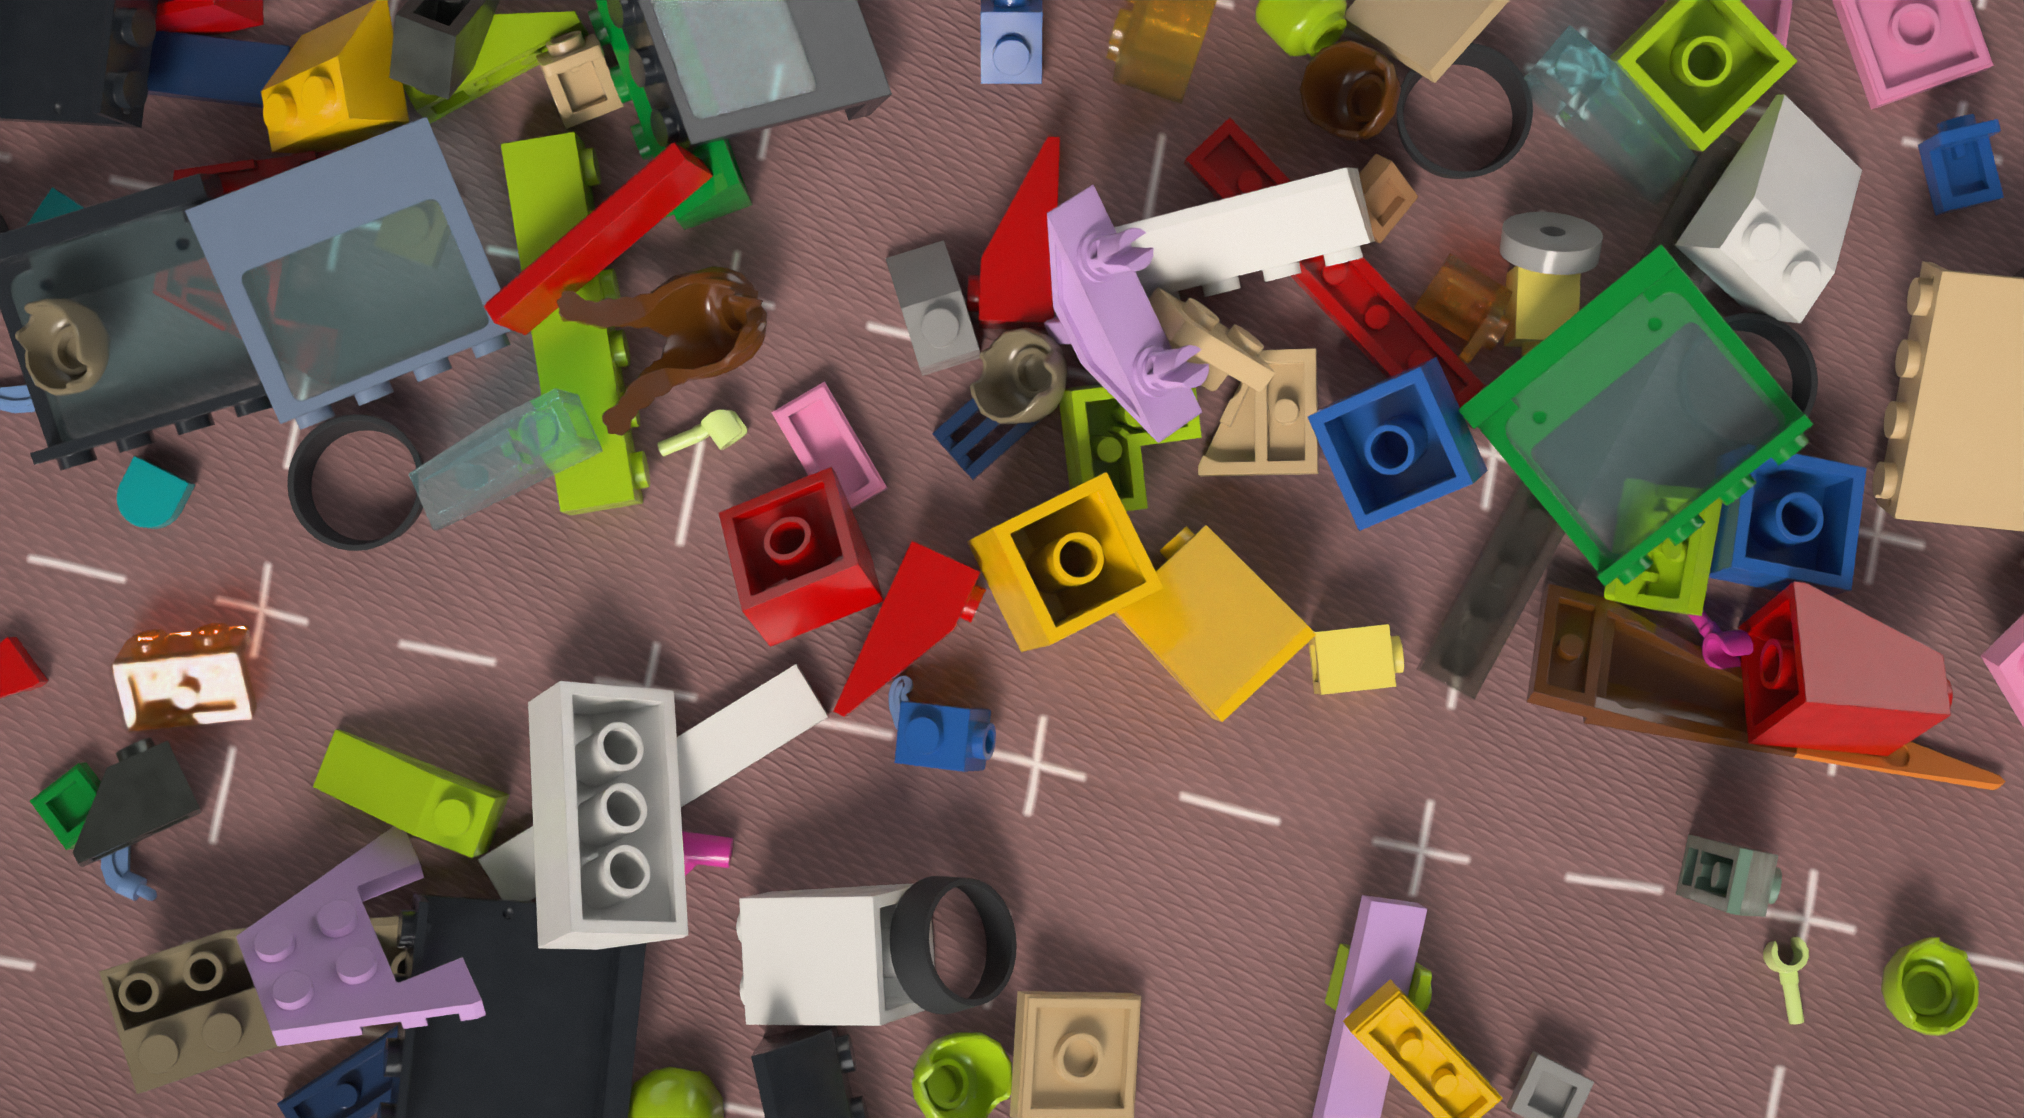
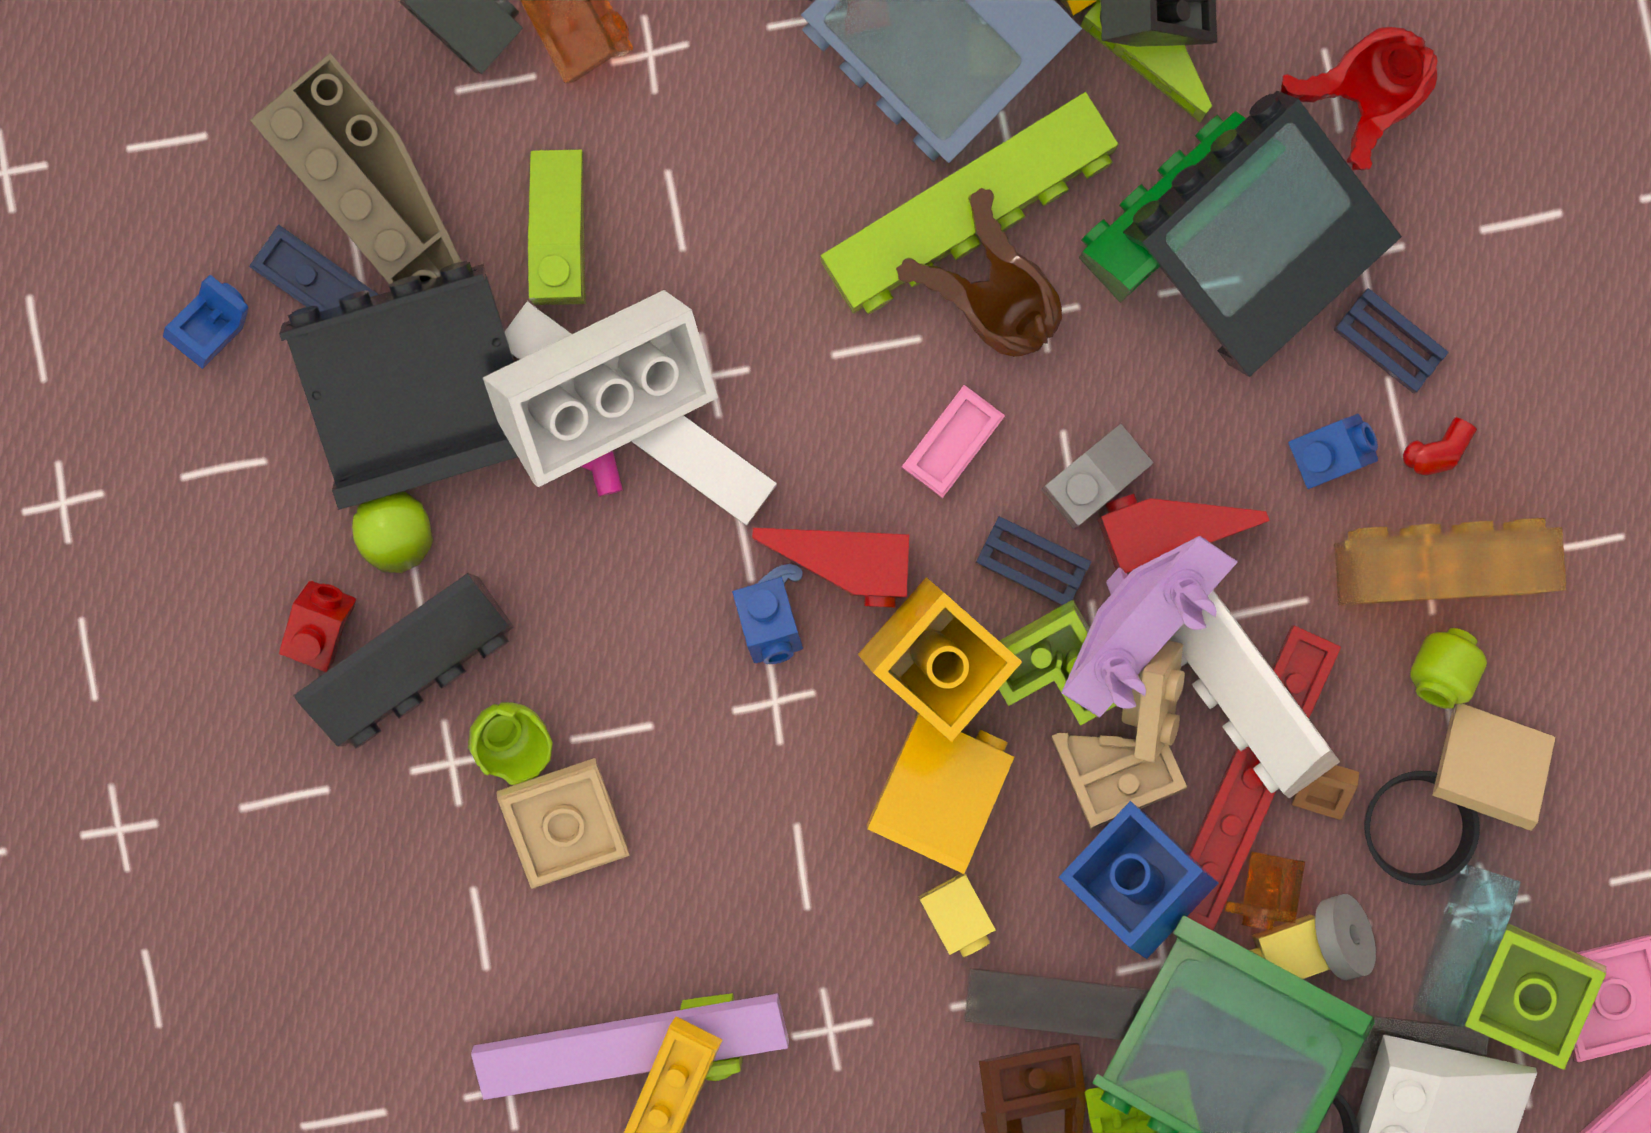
camera: 70 degrees right, 0 degrees up
(123, 881) = (399, 36): medium blue piece -> none
(302, 469) = (771, 41): black tyre -> none
(324, 966) = (402, 224): lavender wing -> none
(505, 457) = (844, 196): clear light blue slope -> none
(578, 78) = (1162, 129): tan bracket -> none
(598, 239) = (1041, 200): red tile -> none
(722, 425) = (937, 351): yellowish green hand -> none
(799, 557) = (860, 453): red slope -> none
(821, 957) = (566, 607): white slope -> none
(911, 945) = (593, 664): black tyre -> none
(1020, 377) = (1069, 566): dark tan hair -> none
(1350, 90) = (1400, 732): reddish brown hair -> none

